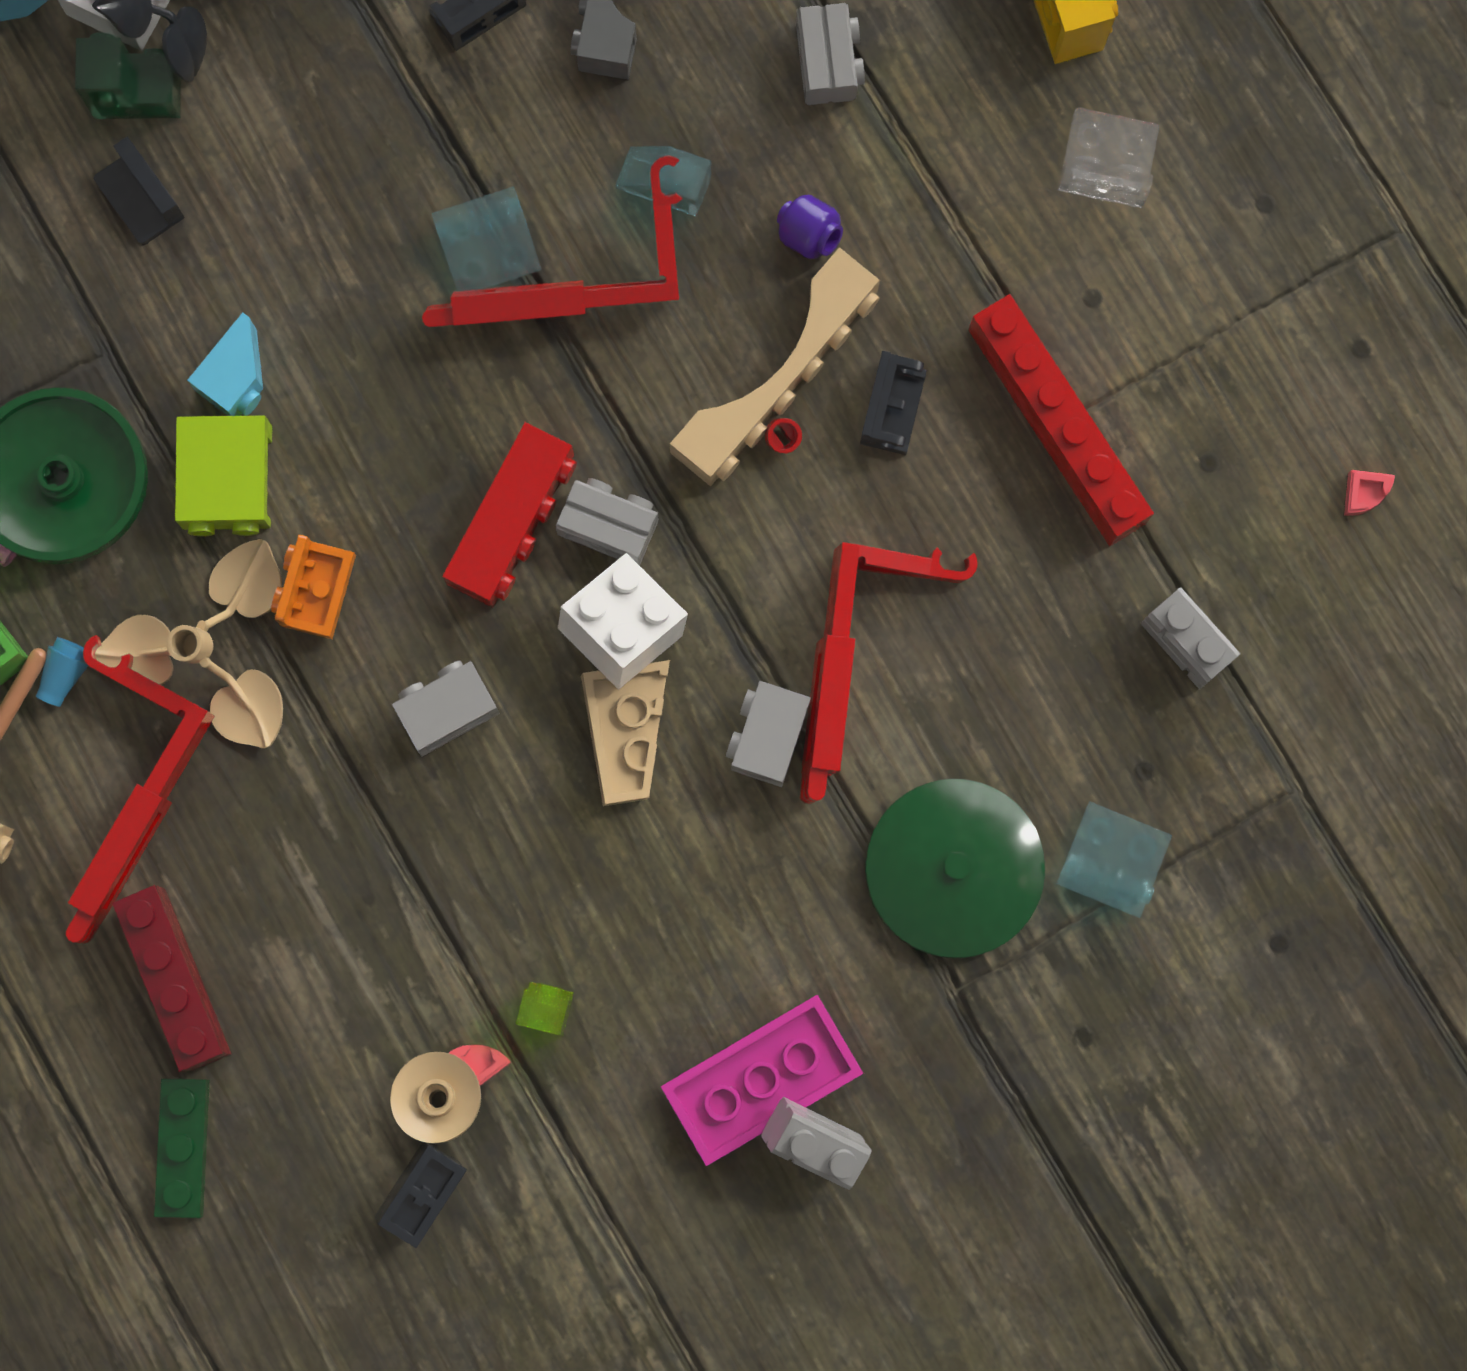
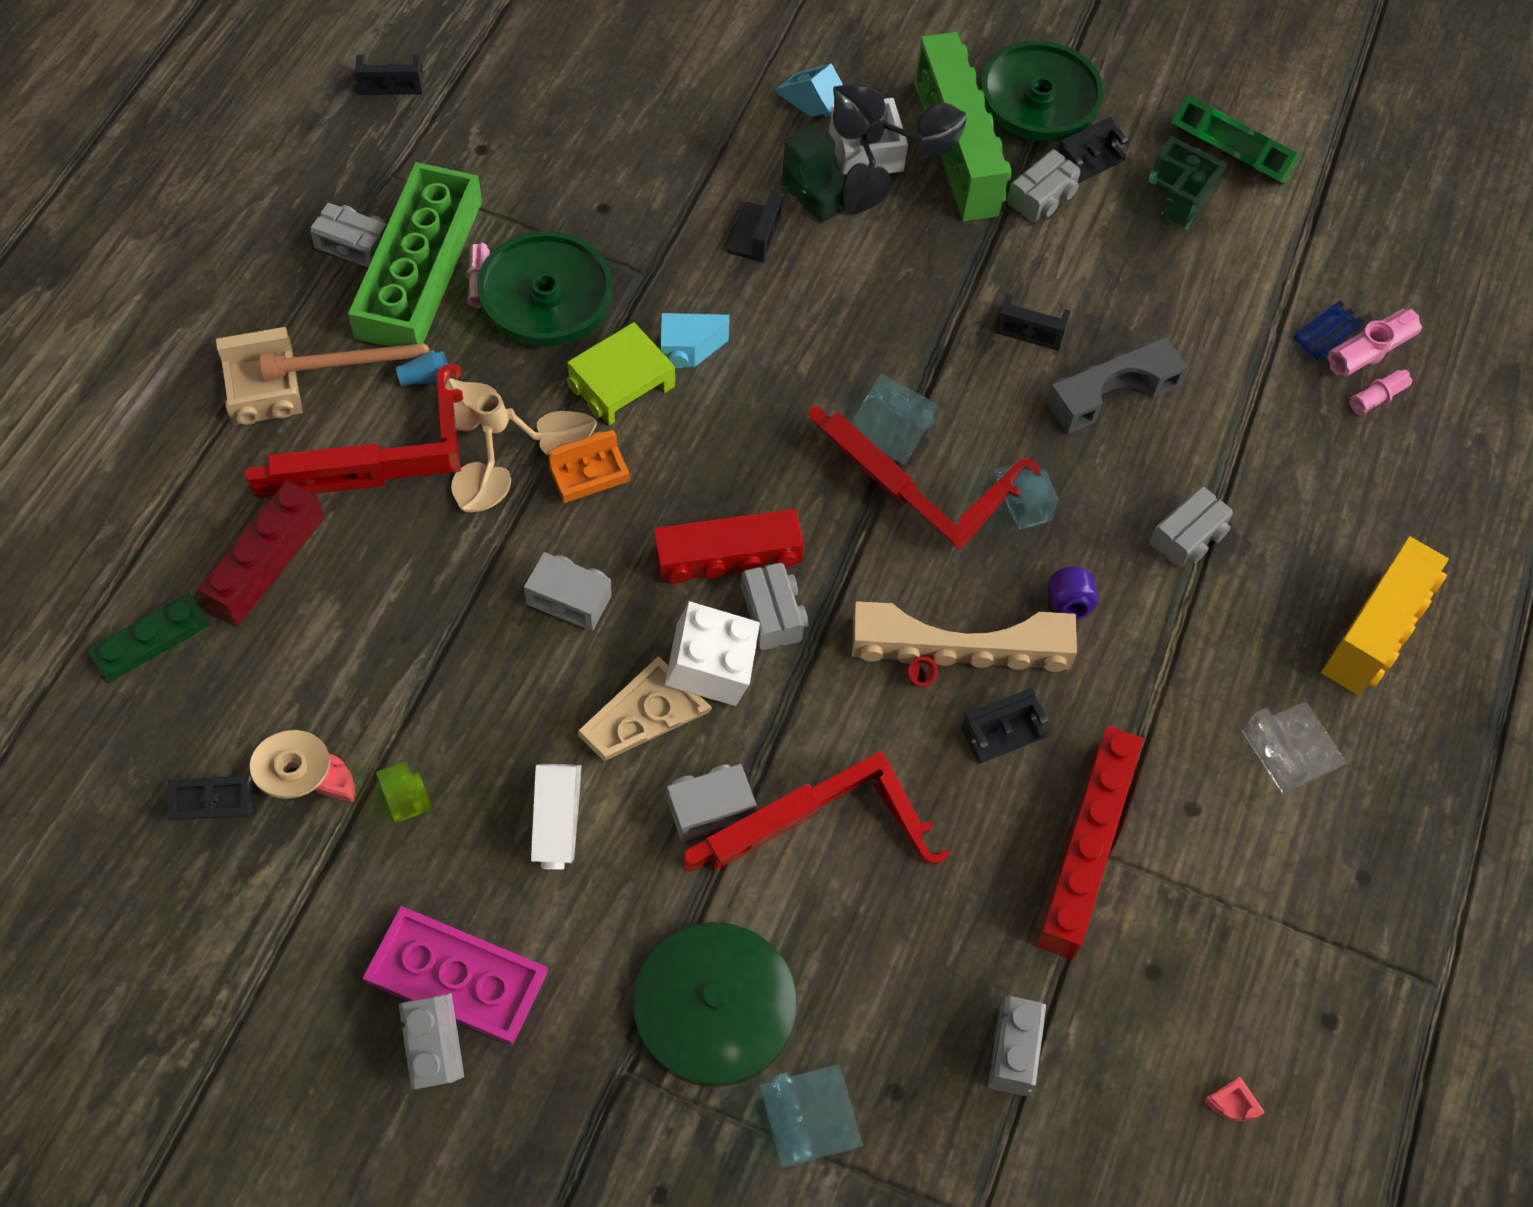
camera: 50 degrees right, 20 degrees down
(672, 881) = (555, 814): none -> white slope

